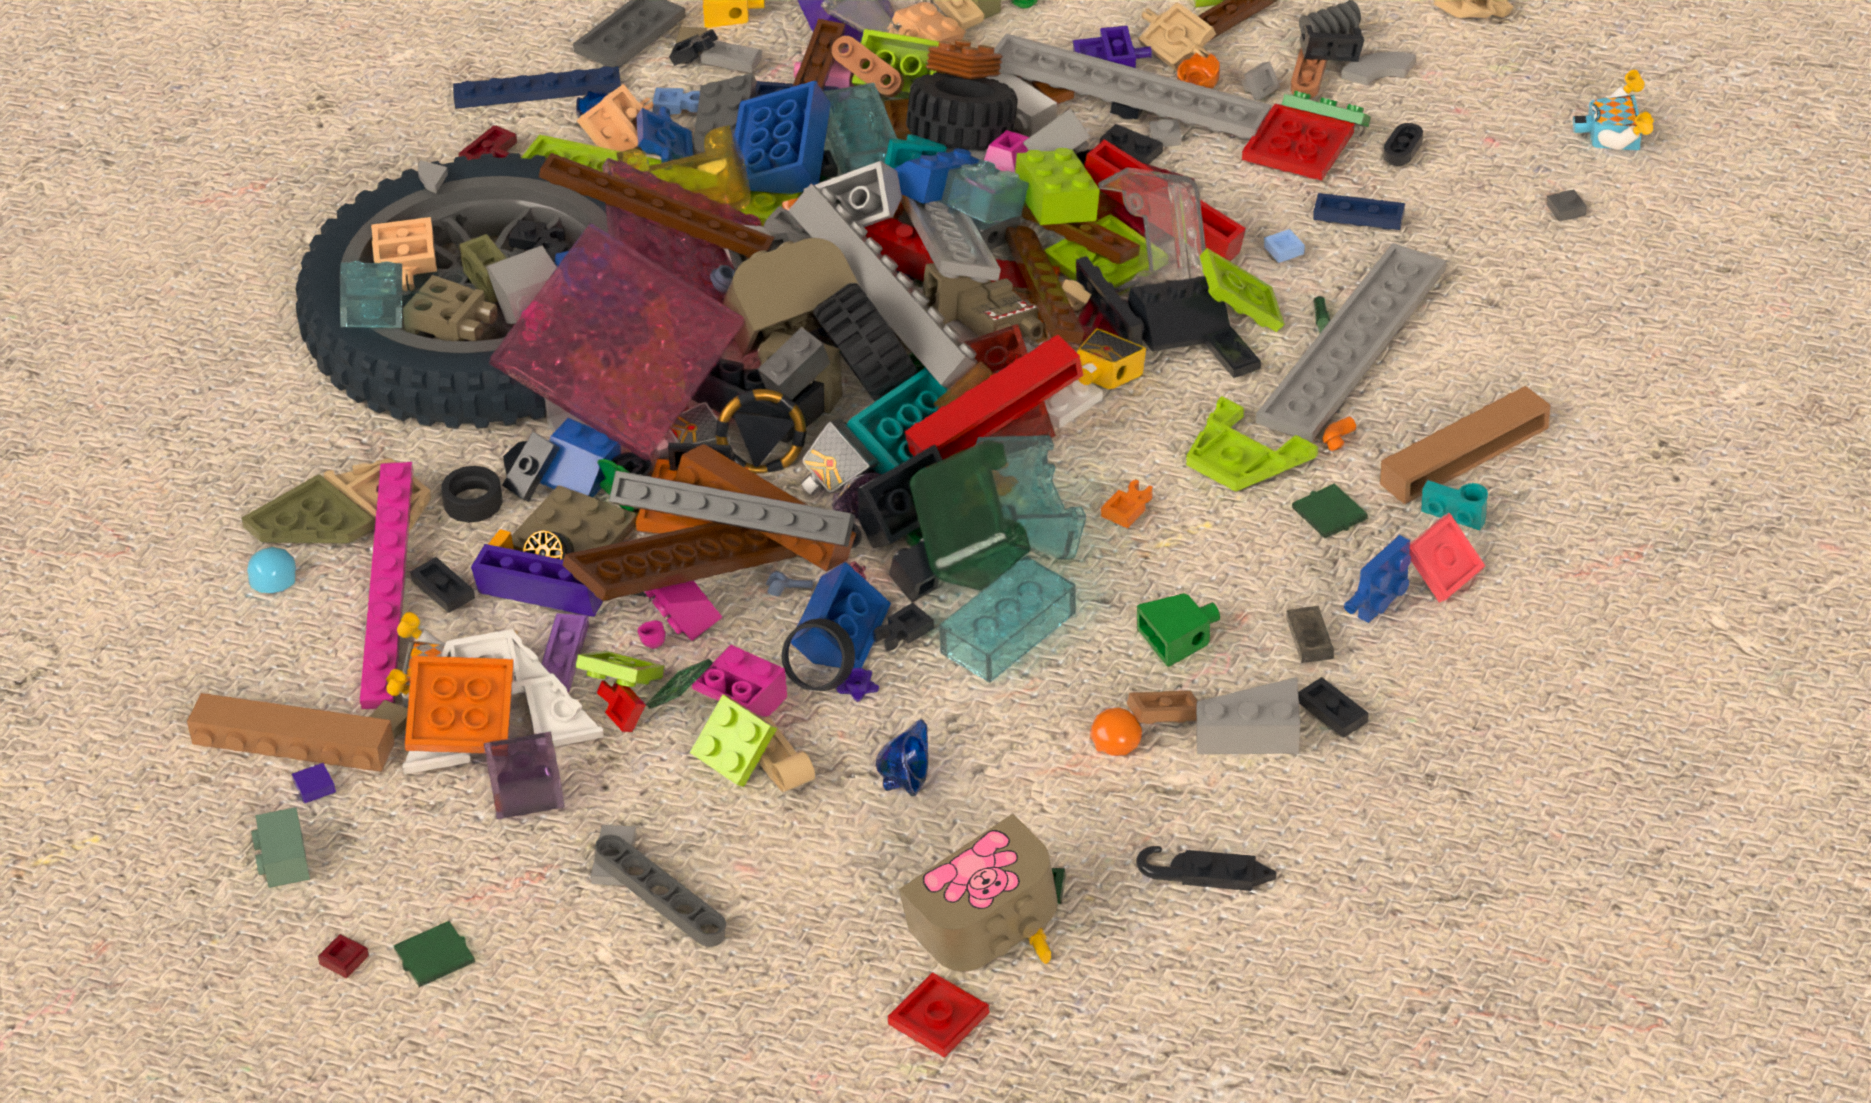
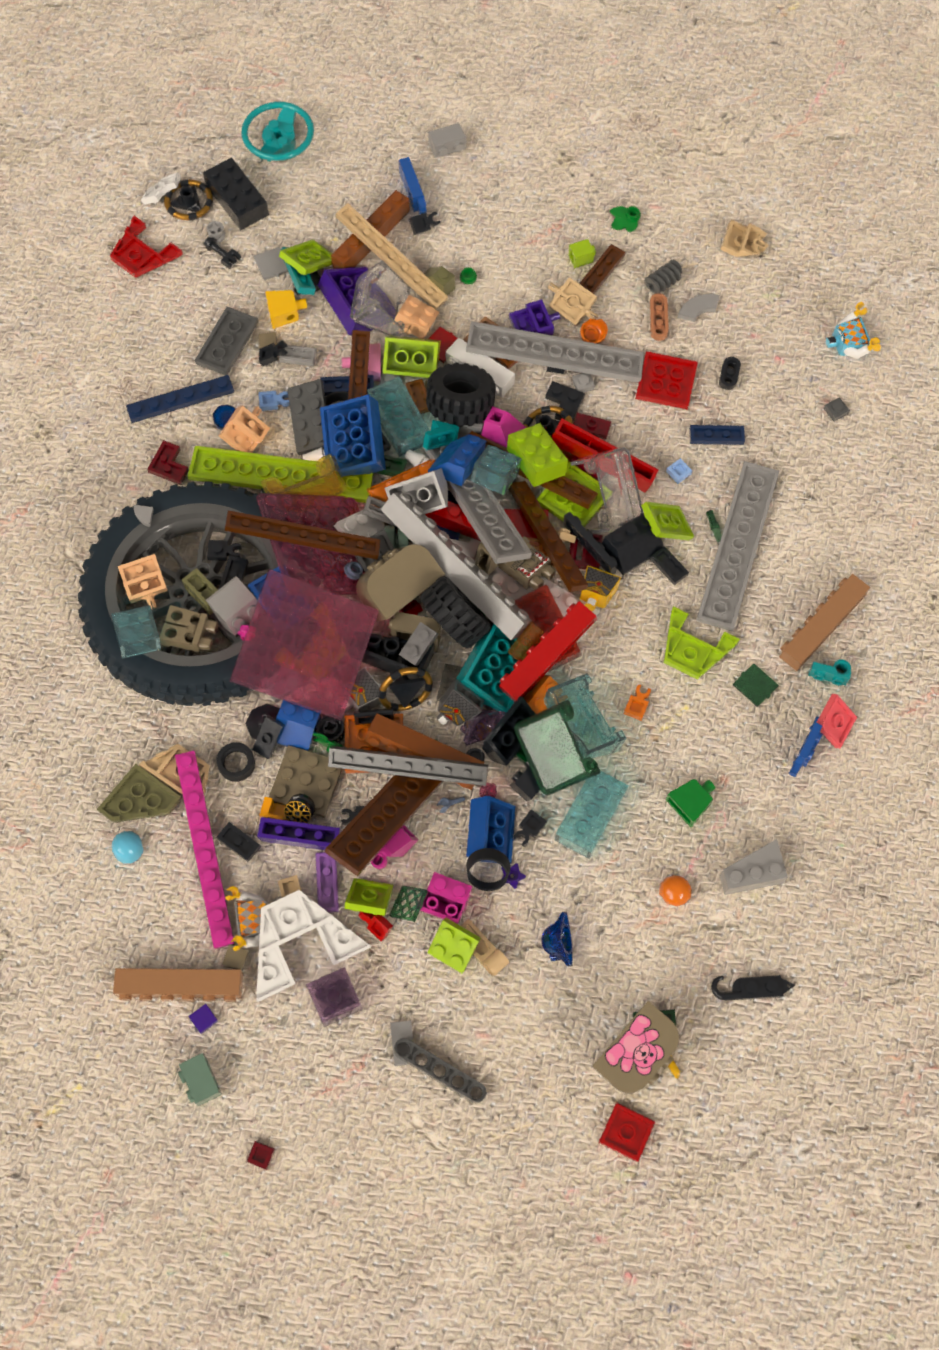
camera: 15 degrees left, 25 degrees up
(434, 953) = (315, 1141): clear green piece -> none
(458, 703) = (282, 955): orange plate -> none
(662, 135) = (277, 439): blue plate -> none
(874, 73) = (400, 364): nougat plate -> none
(963, 60) = (454, 355): dark orange brick -> none
(1061, 132) = (528, 407): light grey wedge -> none
(1163, 706) = (701, 868): medium nougat plate -> none
(1260, 80) = (632, 331): light grey tile -> none
(1310, 634) = (769, 791): clear smoke plate -> none
(1327, 108) = (677, 350): plate -> none
(1331, 46) = (670, 299): black hinge -> none
(1332, 707) = (797, 848): black plate -> none
(1336, 430) = (744, 622): orange arm -> none

